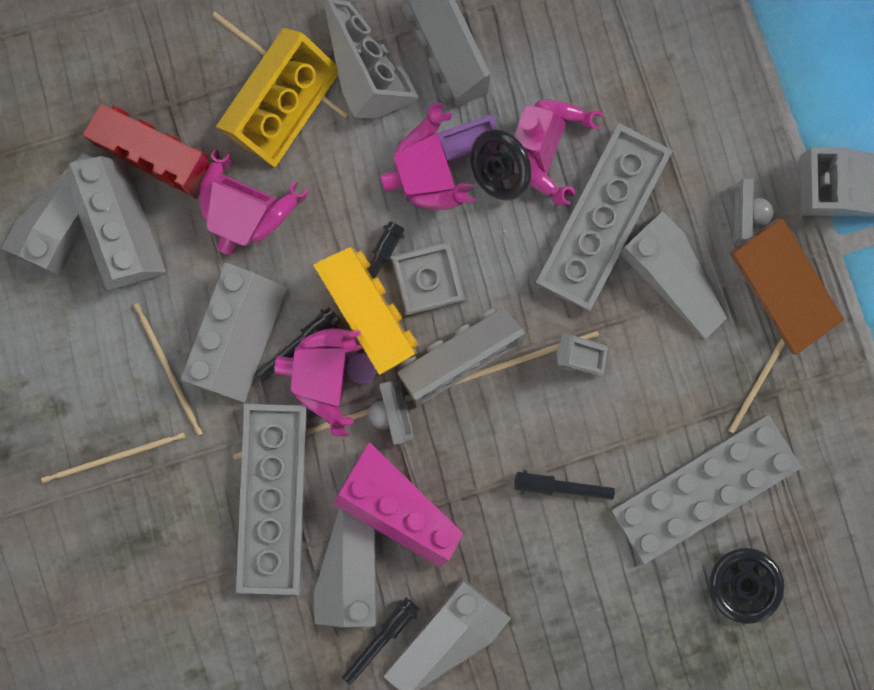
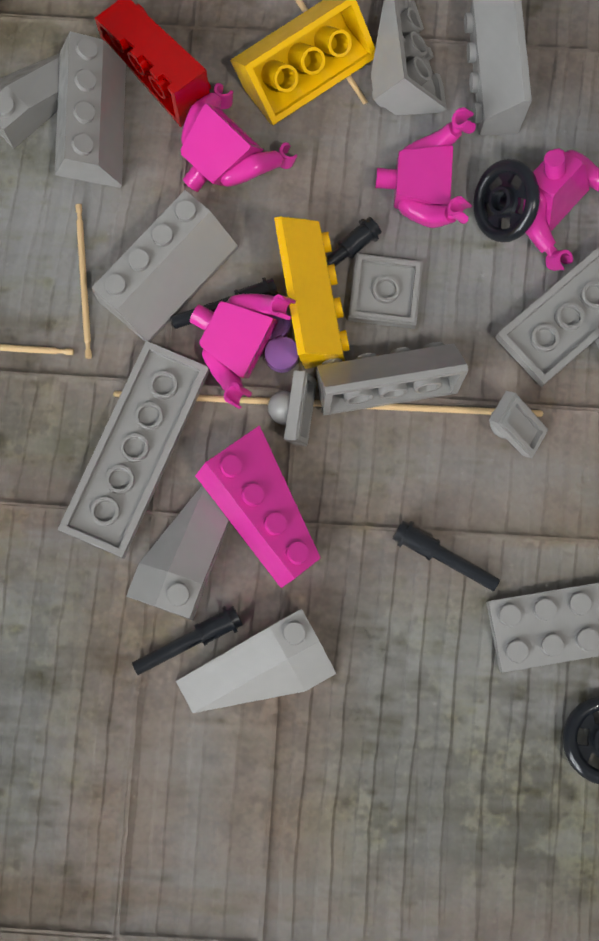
camera: 25 degrees right, 5 degrees down
(459, 139) = (470, 166): medium lavender tile -> none

